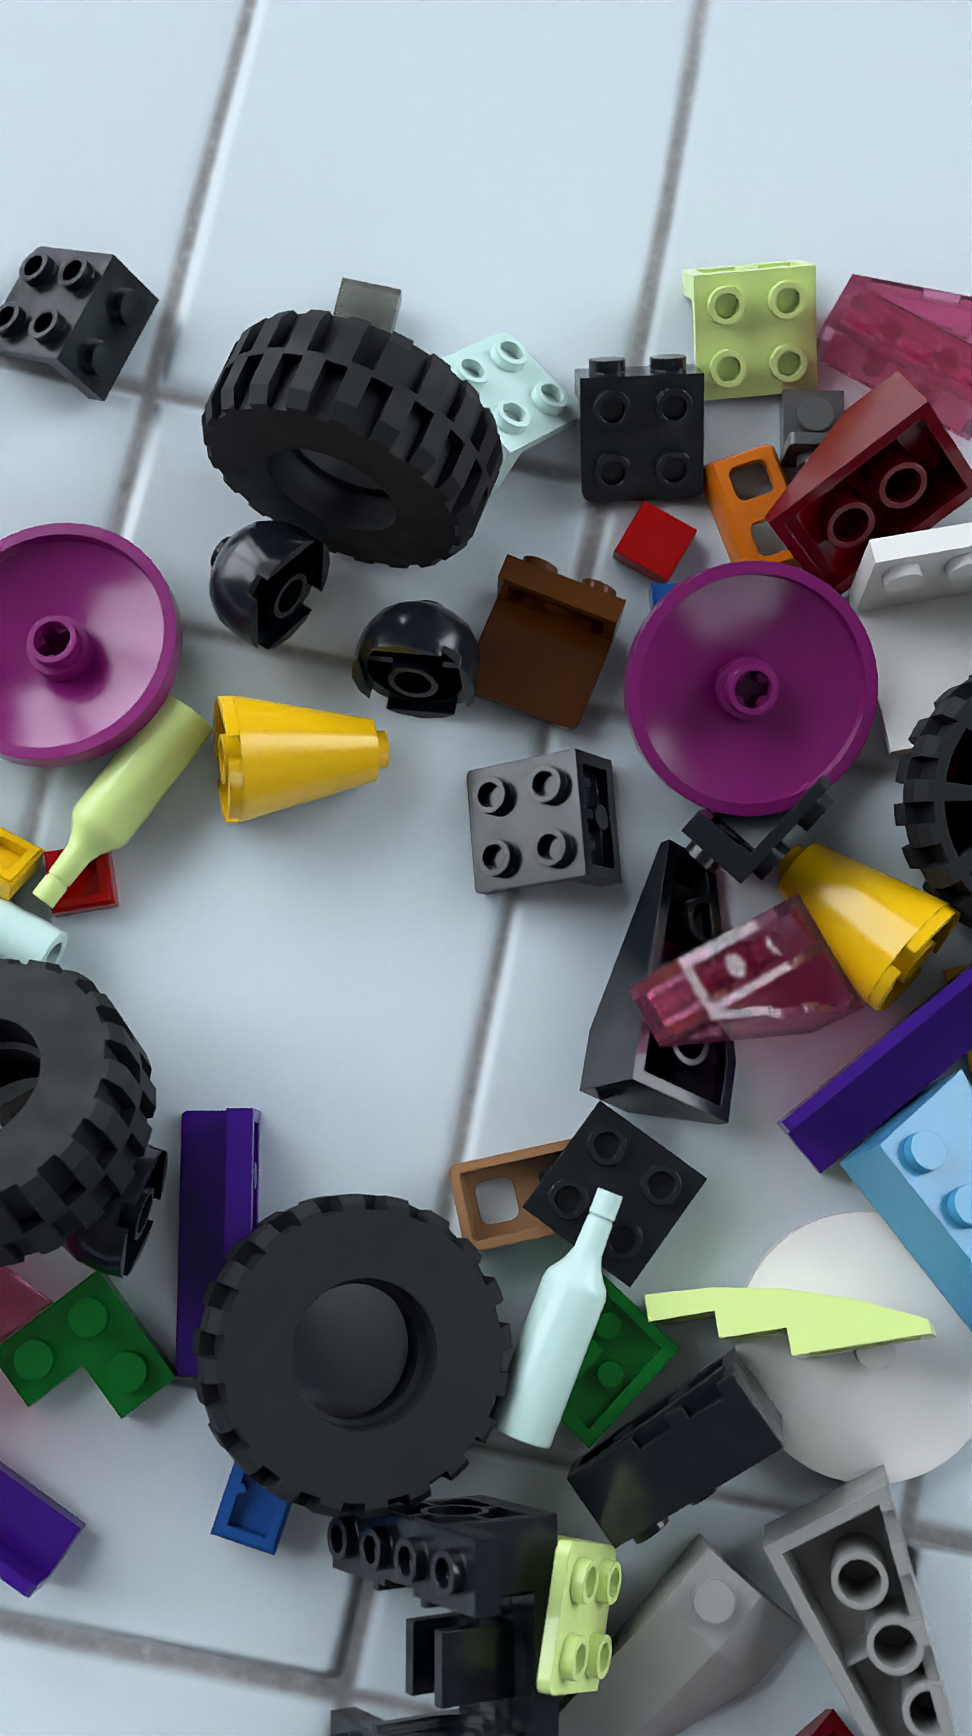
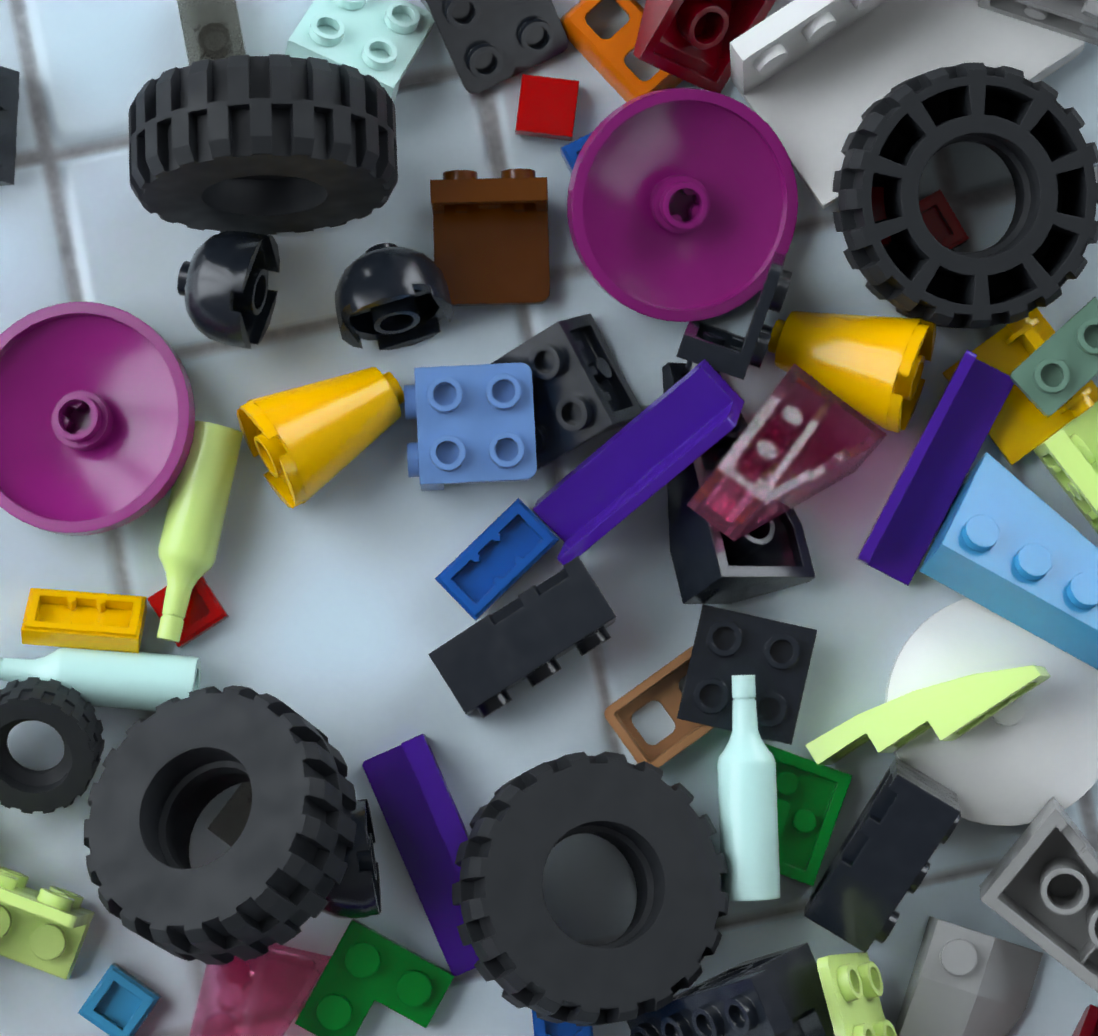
camera: 20 degrees left, 5 degrees up
(400, 1057) = (525, 639): none -> black wedge
(410, 964) = (497, 559): none -> blue plate
(442, 815) = (471, 424): none -> medium blue bracket
(599, 921) = (640, 459): none -> dark purple panel

